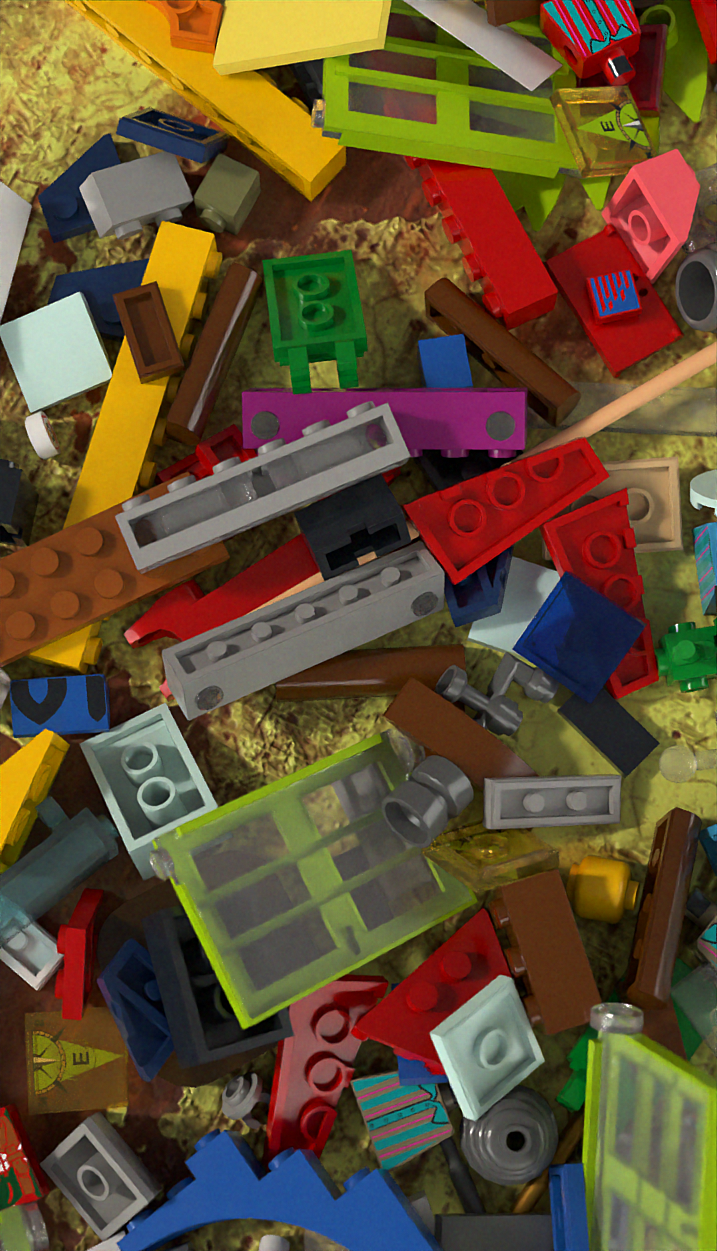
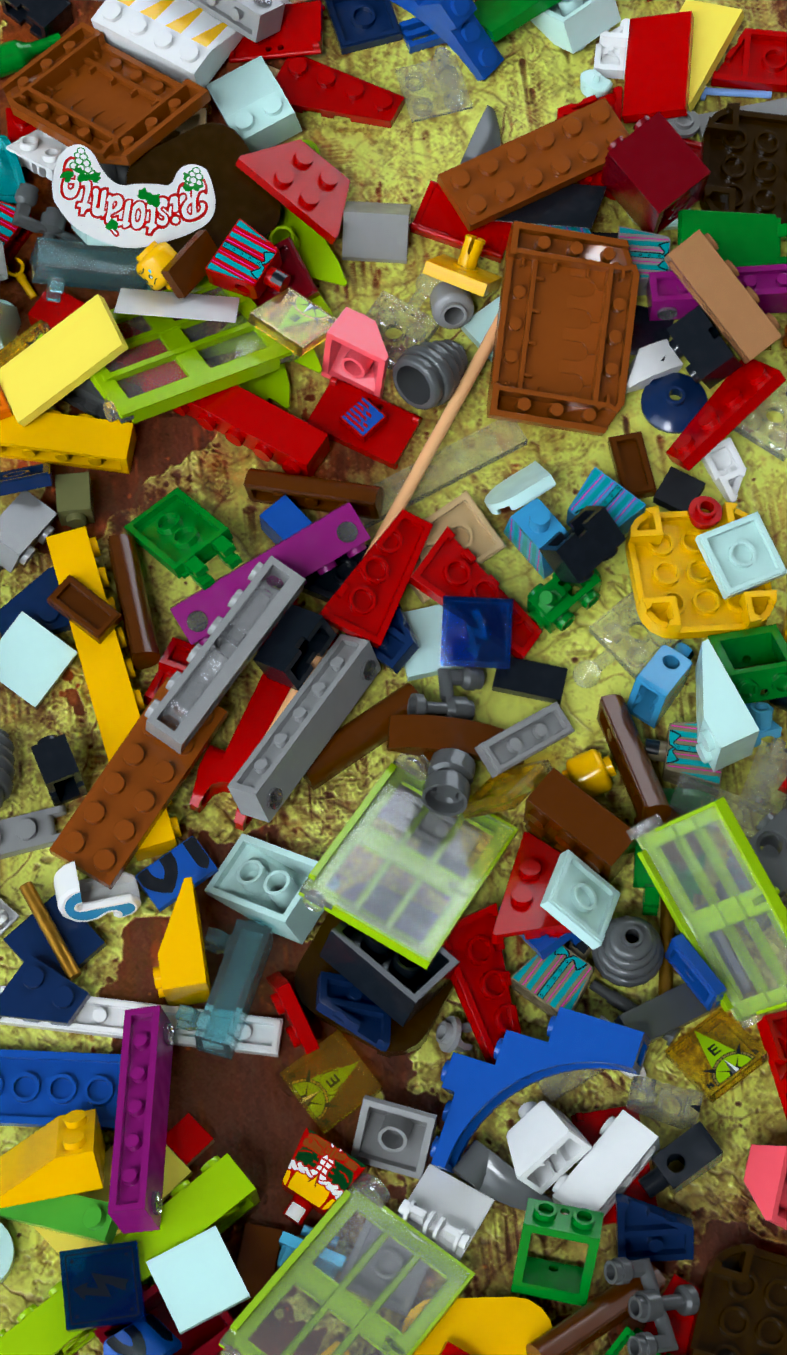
camera: 30 degrees left, 10 degrees down
(42, 435) = (53, 716): white tile -> none

